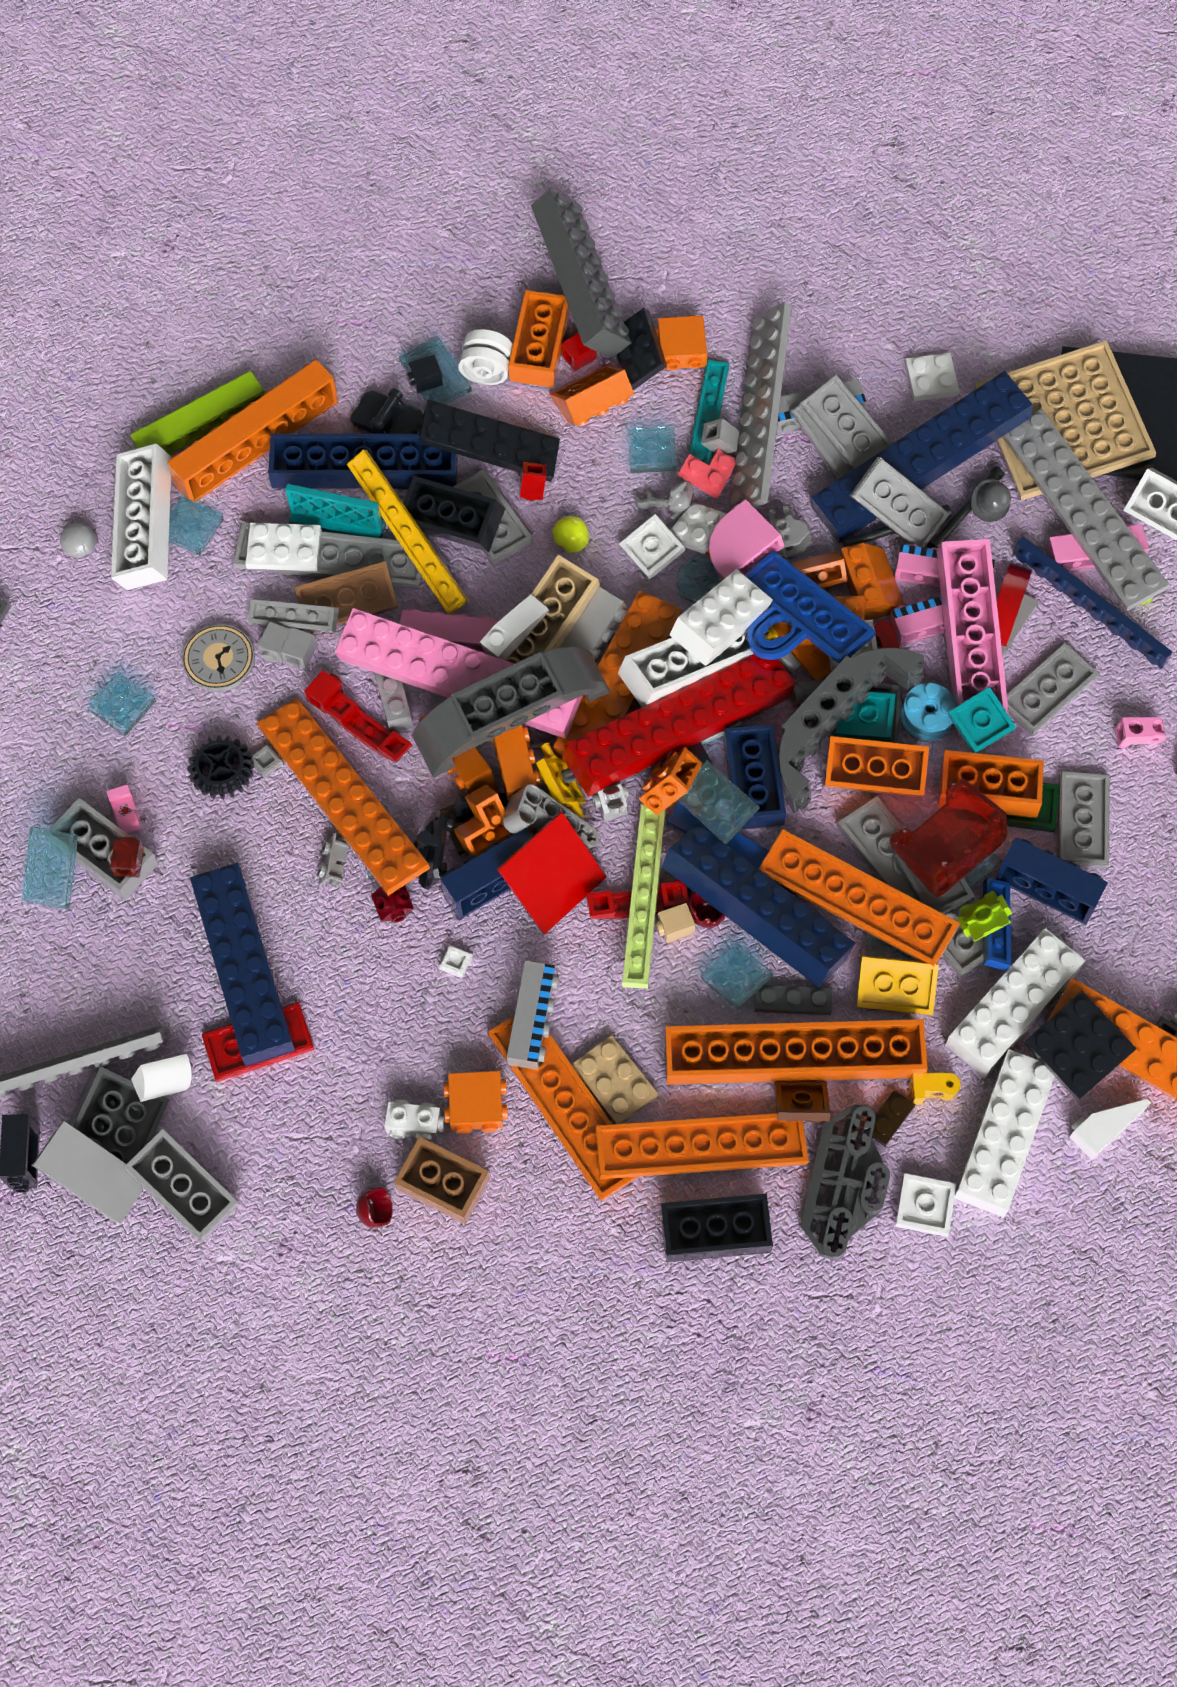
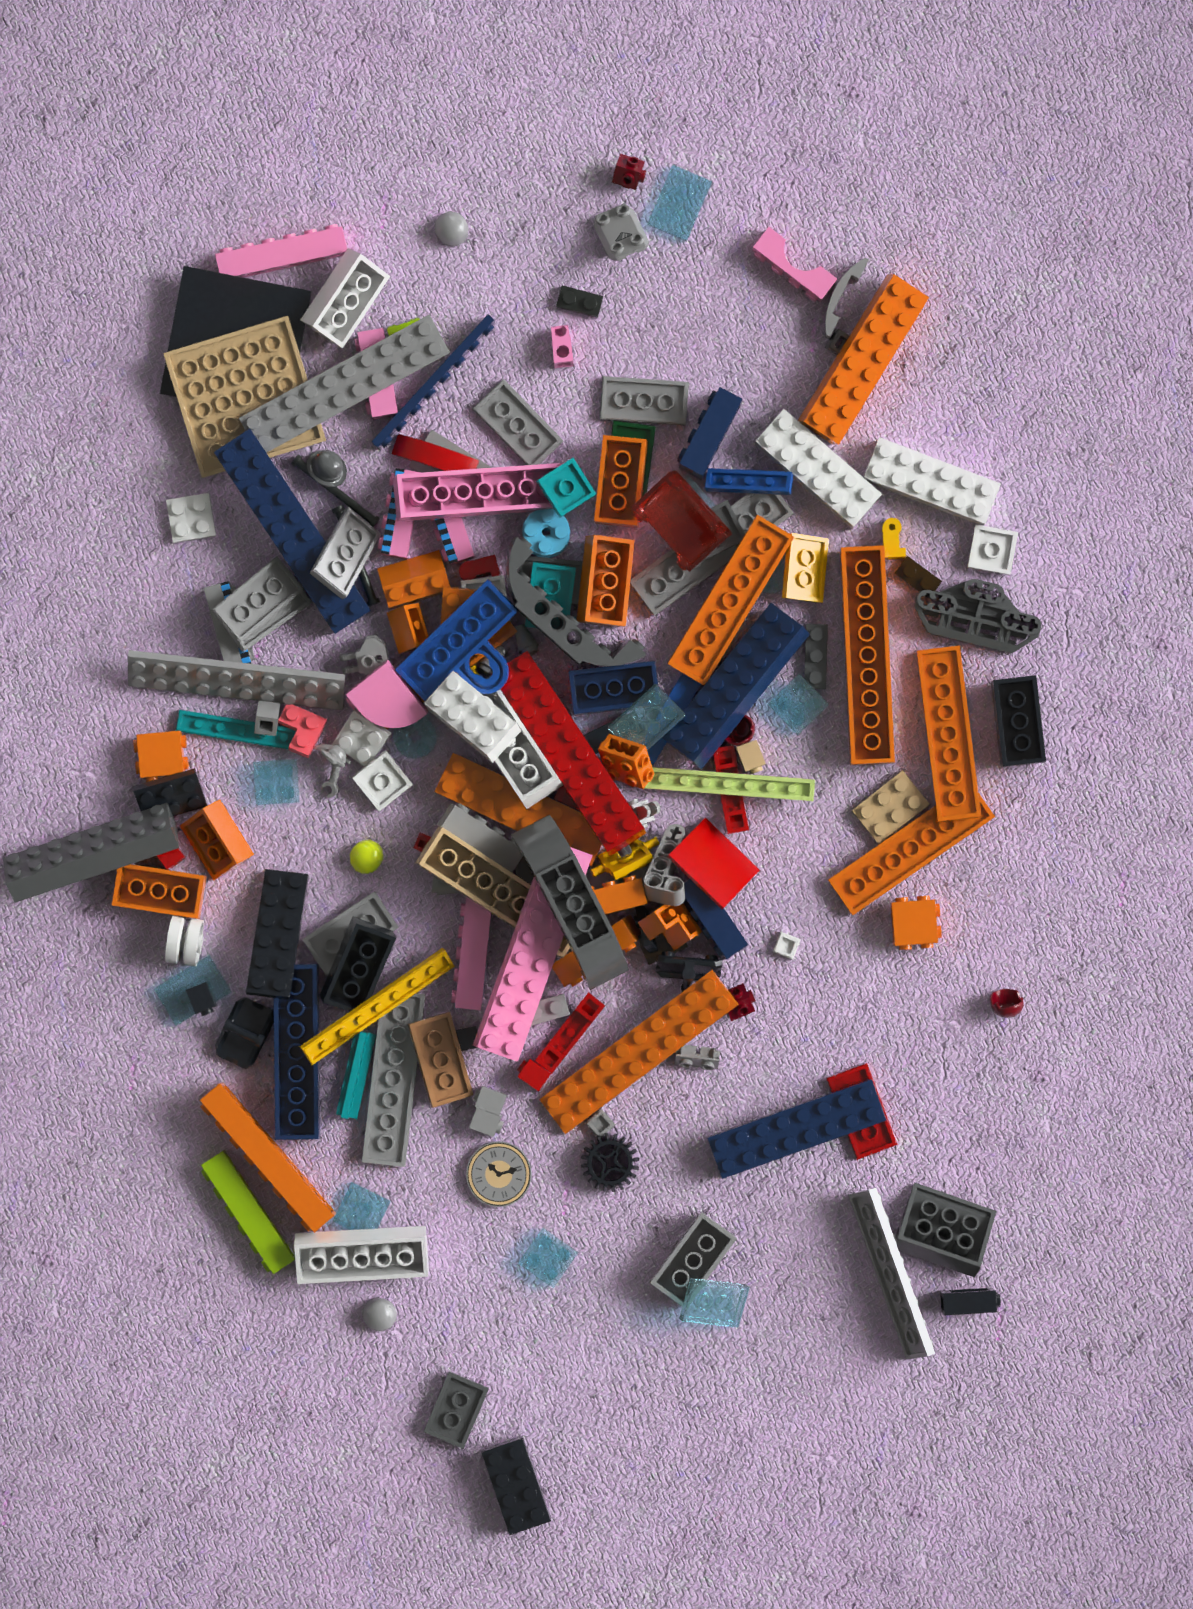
camera: 90 degrees left, 20 degrees up
(88, 1172) = (986, 1239): light grey tile -> none
(124, 809) = (654, 1244): bright pink leg -> none
(127, 857) = (710, 1232): clear red brick -> none
(162, 1077) = (901, 1187): white brick -> none
(181, 1186) = (995, 1162): light grey brick -> none
(283, 546) = (389, 1120): white plate -> none
(293, 615) = (462, 1106): light grey plate -> none
(413, 1120) = (931, 973): white brick -> none
(442, 1180) = (983, 947): medium nougat brick -> none
(513, 628) = (490, 901): white slope -> none
(531, 1015) = (841, 877): light grey brick -> none
(532, 481) = (316, 892): red brick -> none
(802, 1101) = (909, 649): reddish brown plate -> none
(984, 916) = (747, 492): lime piece -> none
(1079, 1045) = (864, 418): black plate -> none
(1104, 1126) = (926, 402): white slope -> none

